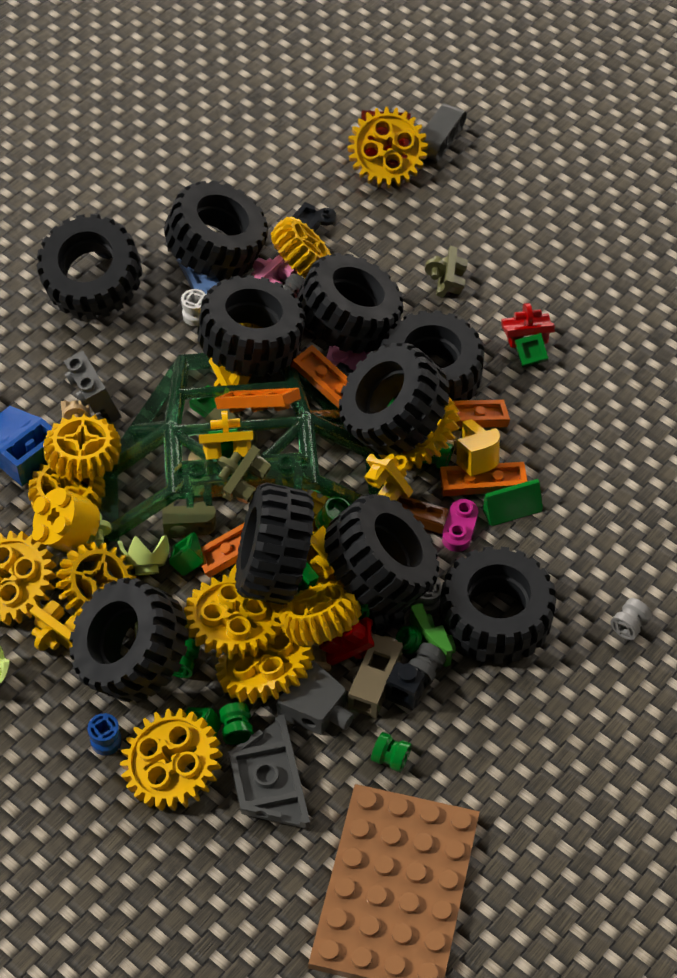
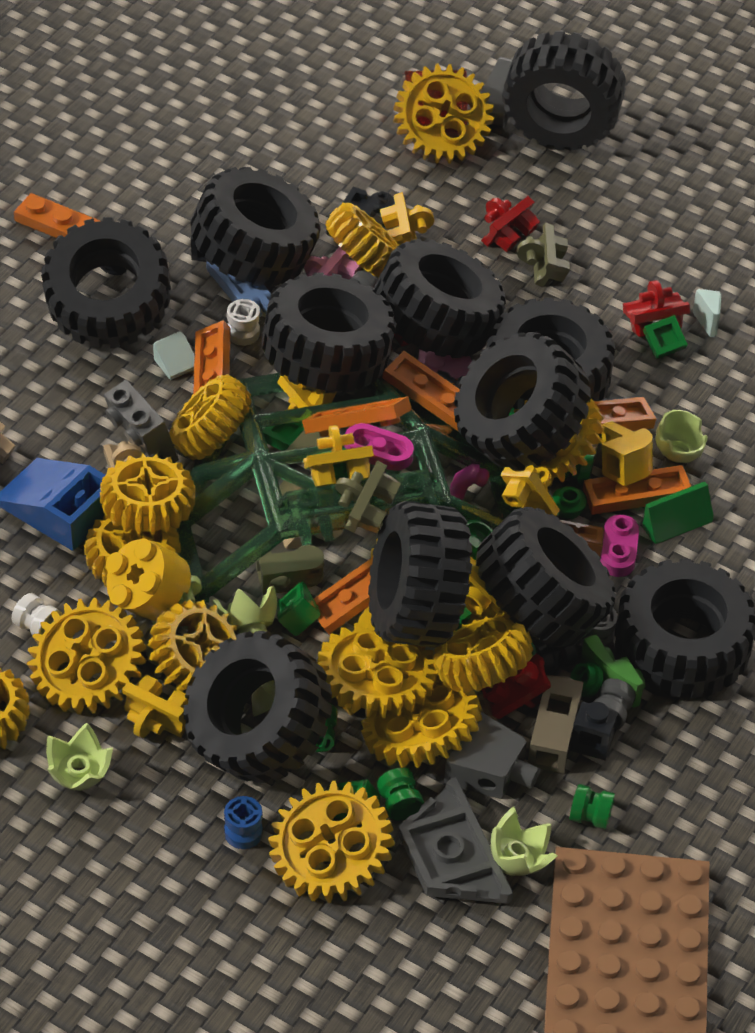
camera: 10 degrees left, 5 degrees down
(63, 205) = (48, 216): none -> orange plate
(136, 330) = (174, 355): none -> light aqua slope
(147, 386) = (210, 417): none -> yellow gear
(162, 342) = (211, 353): none -> orange plate
(266, 429) = (388, 447): none -> dark pink plate
(328, 778) = (520, 850): none -> yellowish green piece
(341, 458) = (467, 477): none -> dark pink arm
(342, 233) = (408, 220): none -> yellow hips
(421, 239) = (505, 219): none -> red hips
(426, 489) = (570, 502): none -> green plate
(494, 117) = (569, 62): none -> black tyre
(527, 437) = (680, 436): none -> yellowish green hair
(571, 329) = (707, 310): none -> light aqua slope

